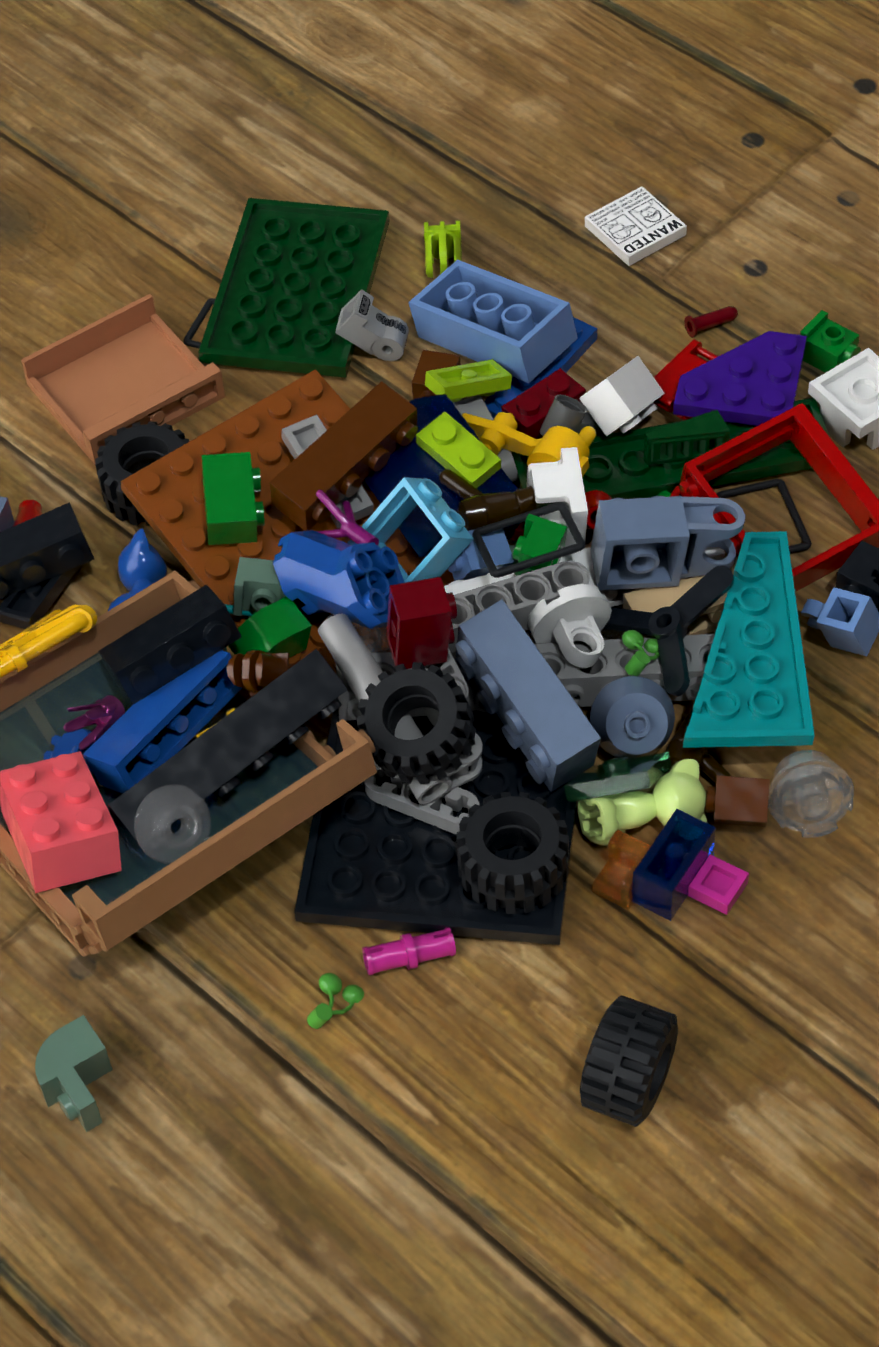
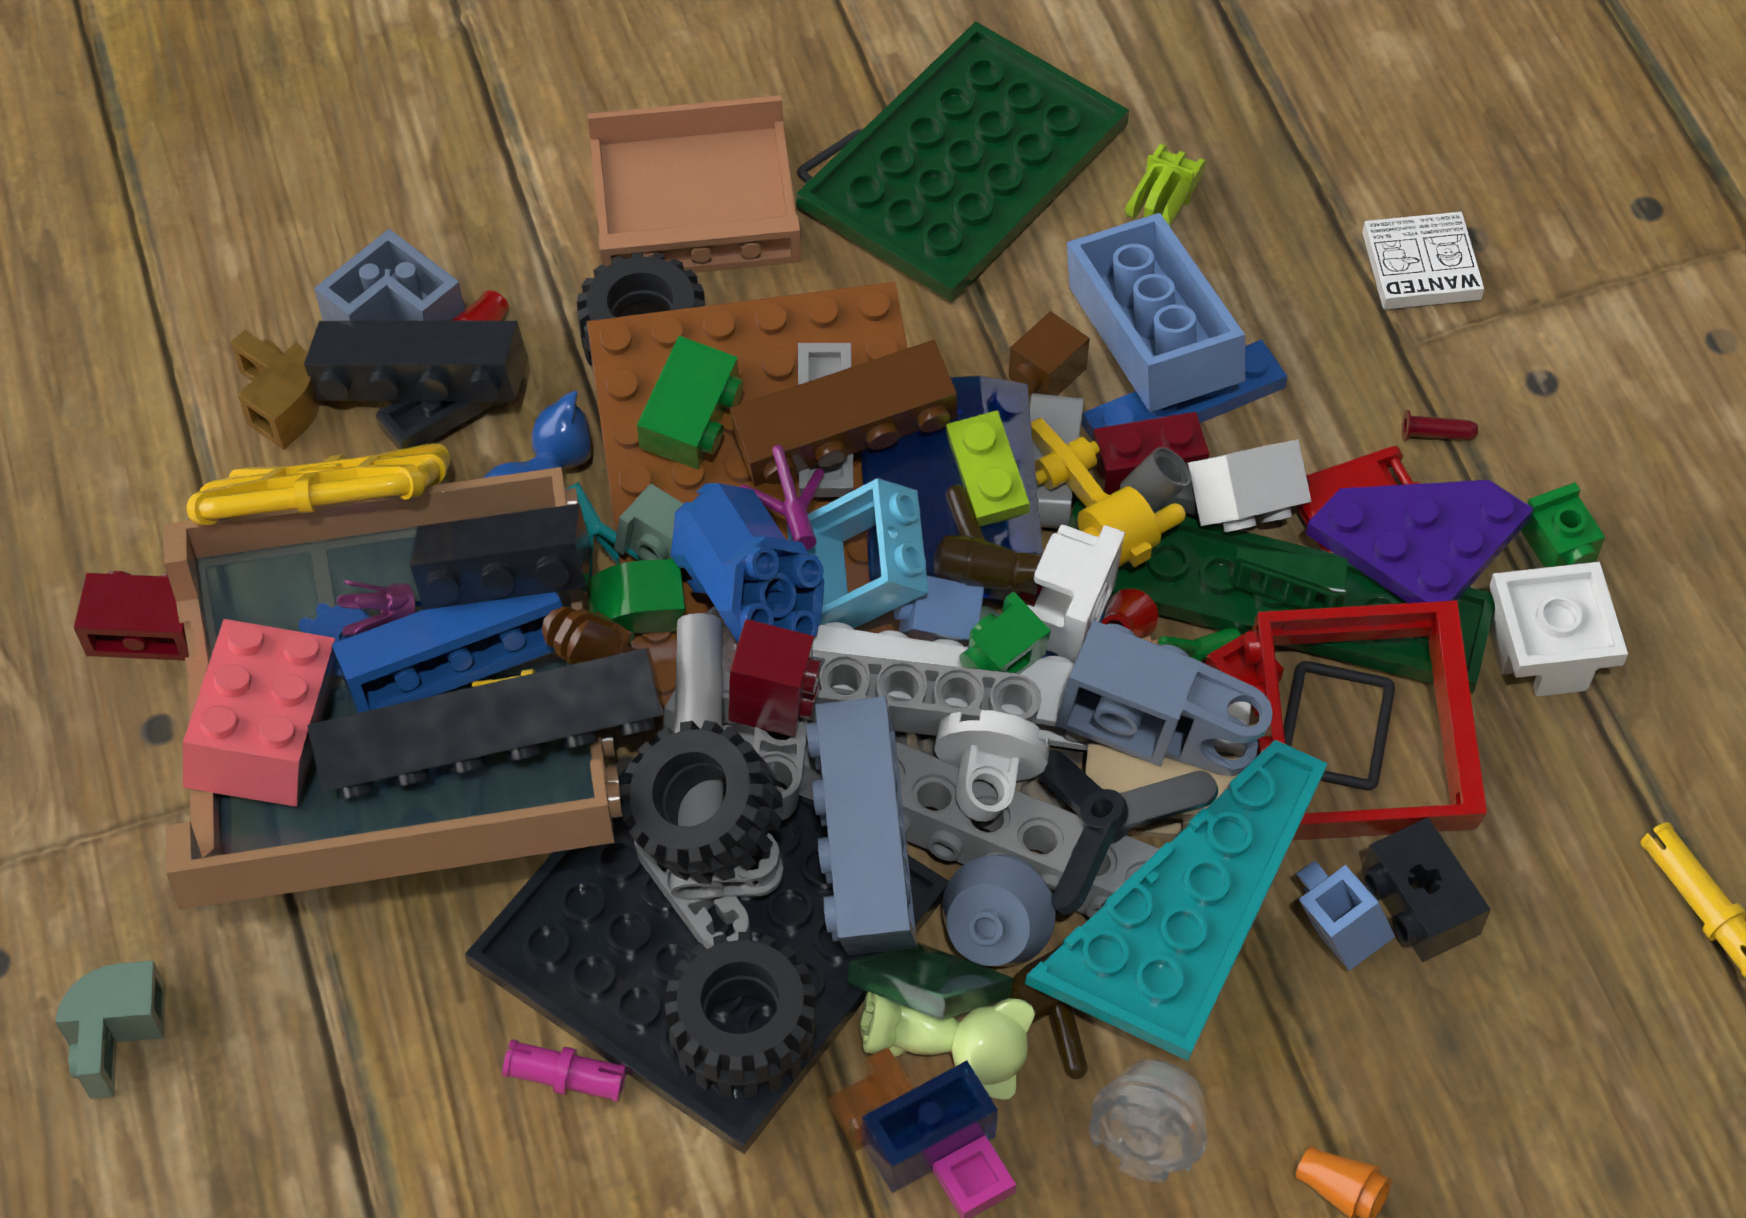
camera: 25 degrees right, 5 degrees up
(155, 818) = (375, 759): clear piece -> none
(332, 985) = (456, 1064): bright green piece -> none
(372, 328) = (1012, 255): light grey leg -> none
(469, 380) = (1074, 376): lime plate -> none
(494, 572) = (988, 658): black piece -> none
(634, 640) = (1055, 814): bright green piece -> none
(739, 801) = (1060, 1084): reddish brown brick -> none

